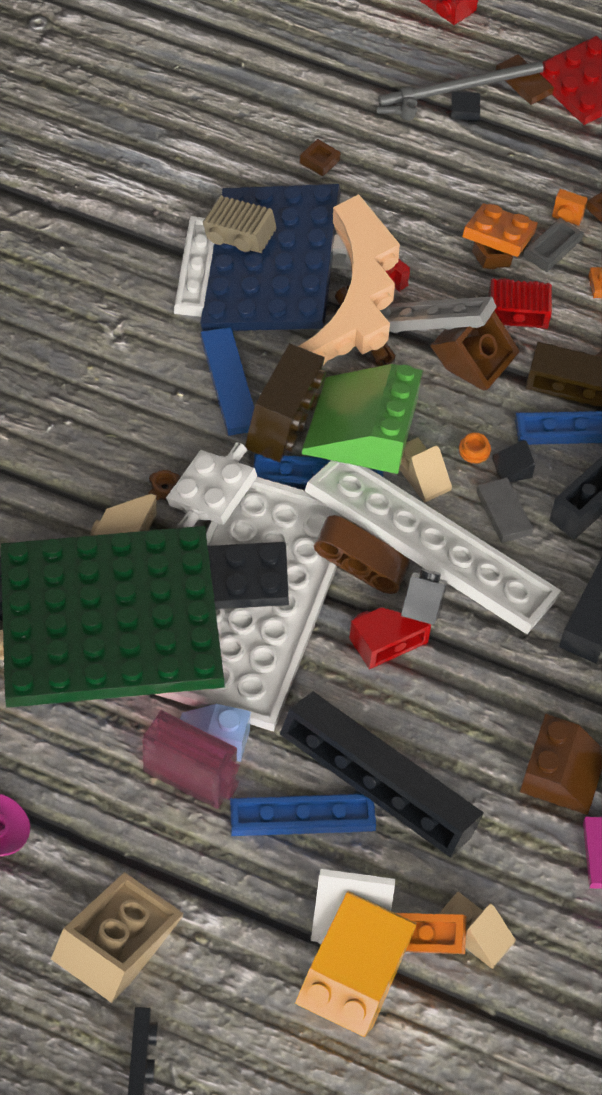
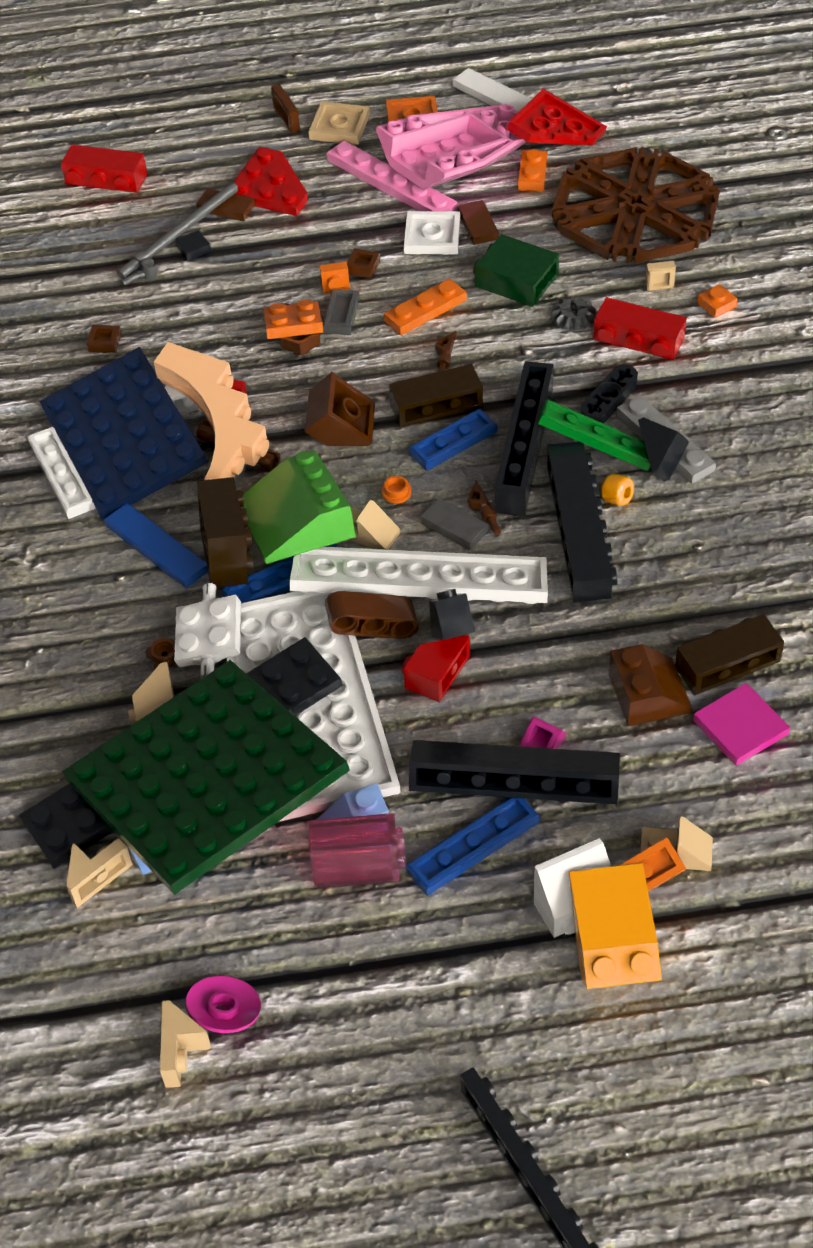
camera: 25 degrees left, 5 degrees down
(115, 936) = (396, 1032): tan slope -> none
(239, 224) = (80, 417): dark tan brick -> none
(434, 755) = (542, 735): none -> dark pink slope
(439, 314) = (301, 399): light grey plate -> none
(515, 462) = (436, 483): black slope -> none
(522, 302) = (352, 363): red brick -> none
(543, 507) = (483, 506): none -> reddish brown hand

